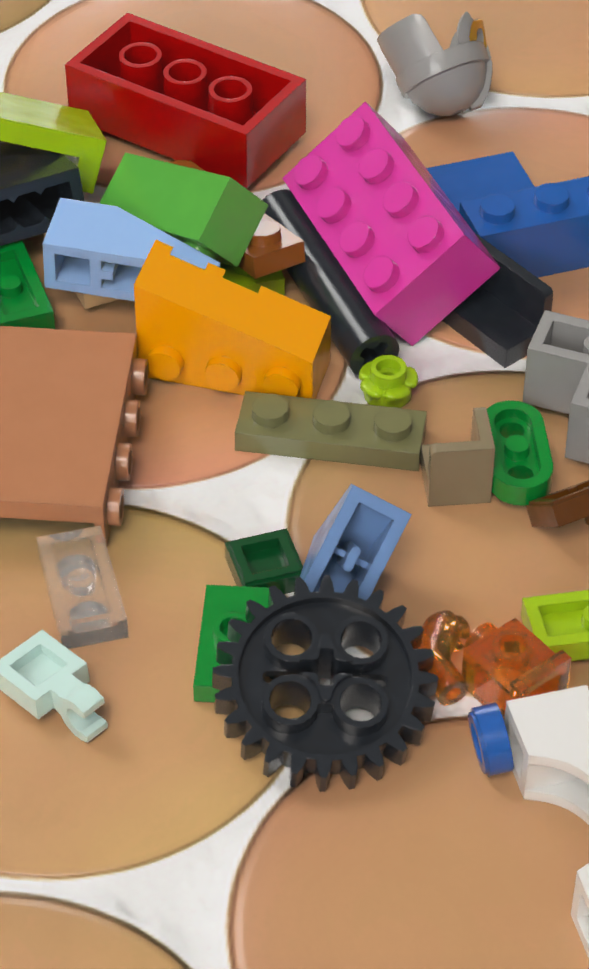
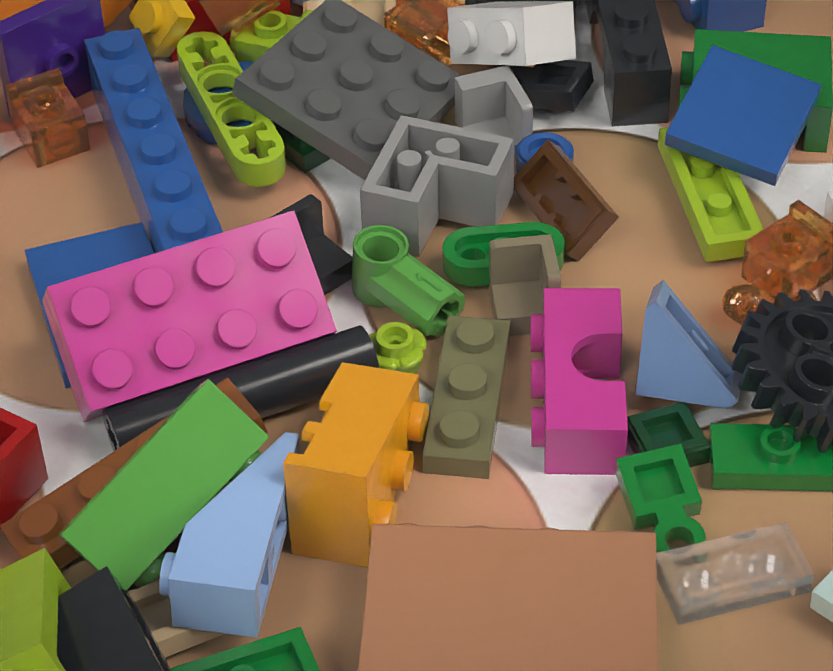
camera: 90 degrees left, 0 degrees up
(179, 545) = (661, 494): none -> green plate
(288, 481) = (580, 416): none -> dark pink arch
(470, 375) = (391, 277): none -> bright green piece

